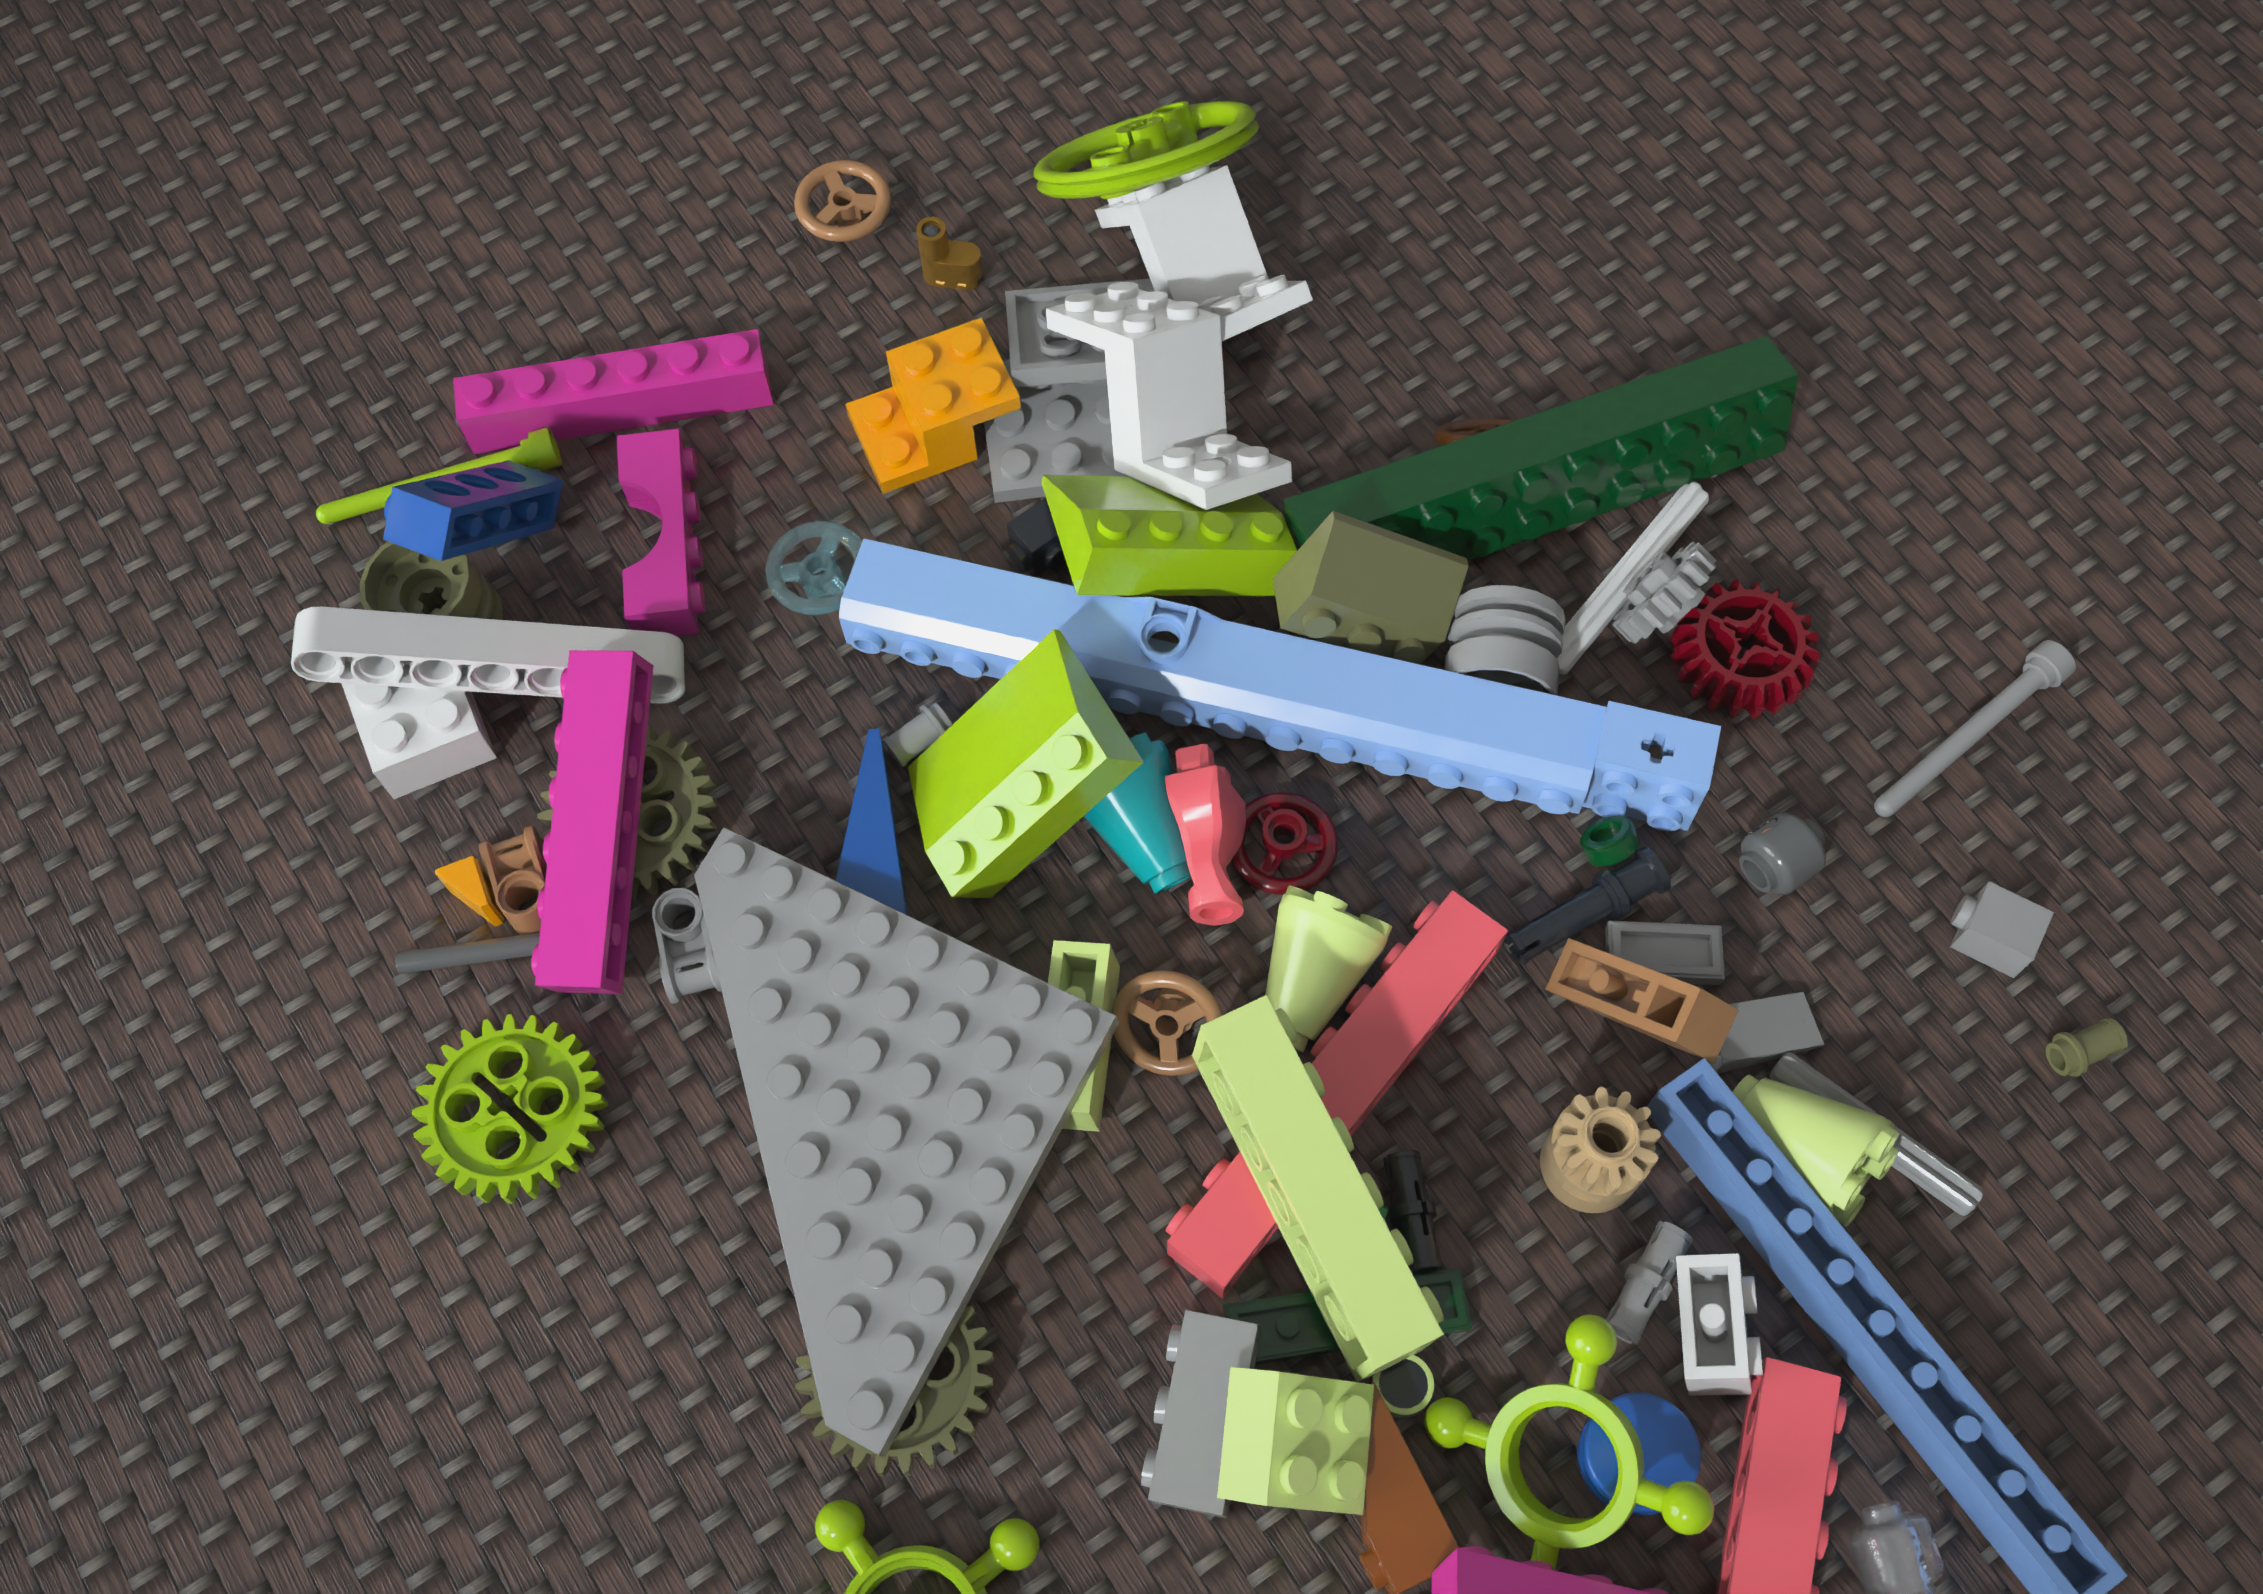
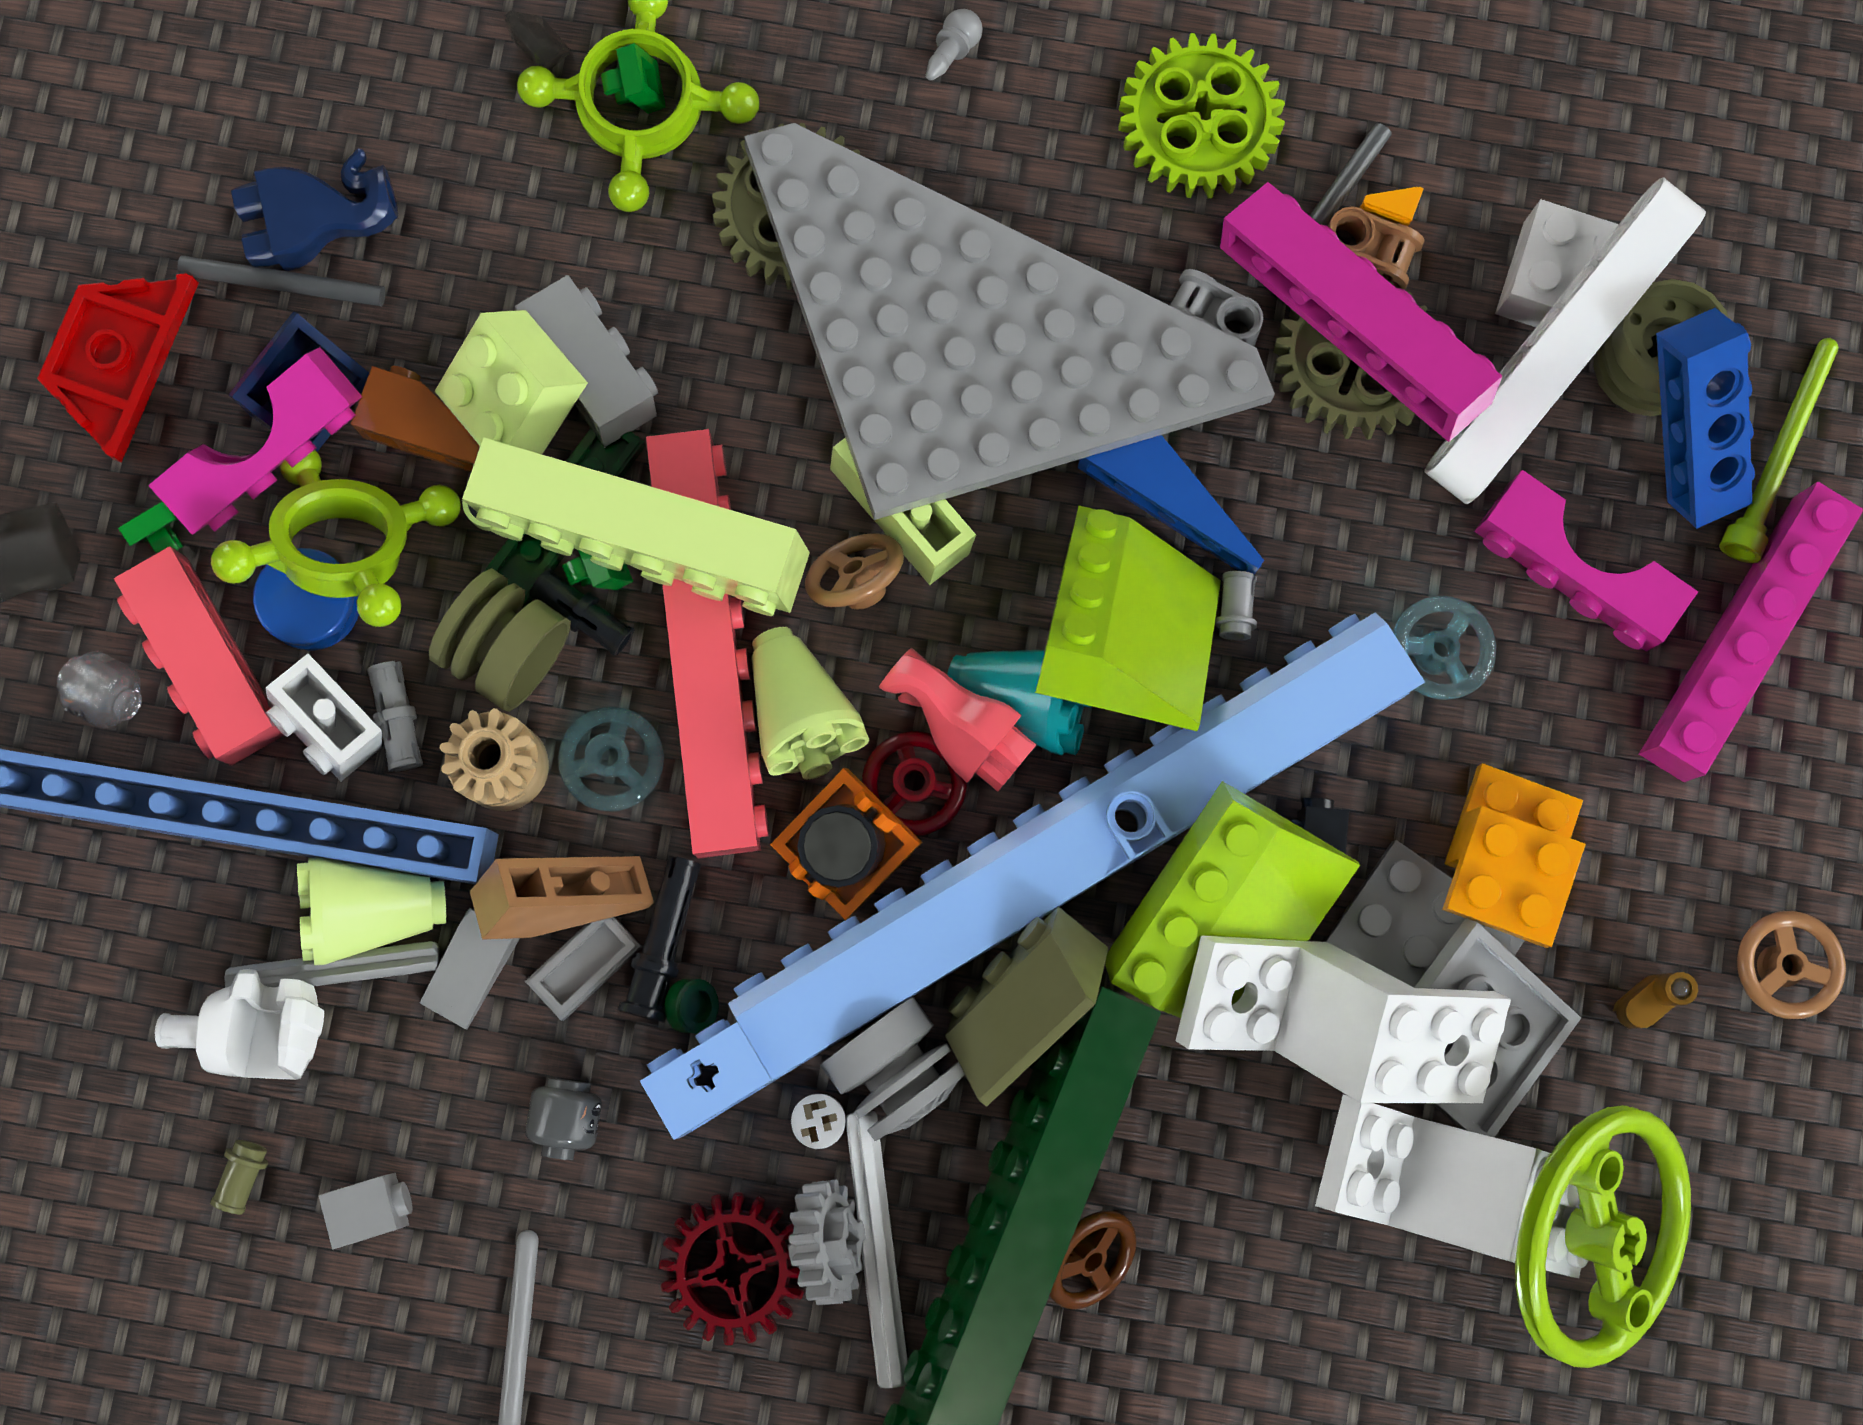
camera: 130 degrees right, 15 degrees up
(597, 1389) = (959, 34): none -> light grey bar
(1381, 840) = (845, 844): none -> piece
(1505, 1224) = (499, 639): none -> olive wheel
(1513, 1066) = (573, 770): none -> clear light blue piece
(1589, 684) = (818, 1121): none -> white tile
(1988, 1135) = (250, 1029): none -> white piece

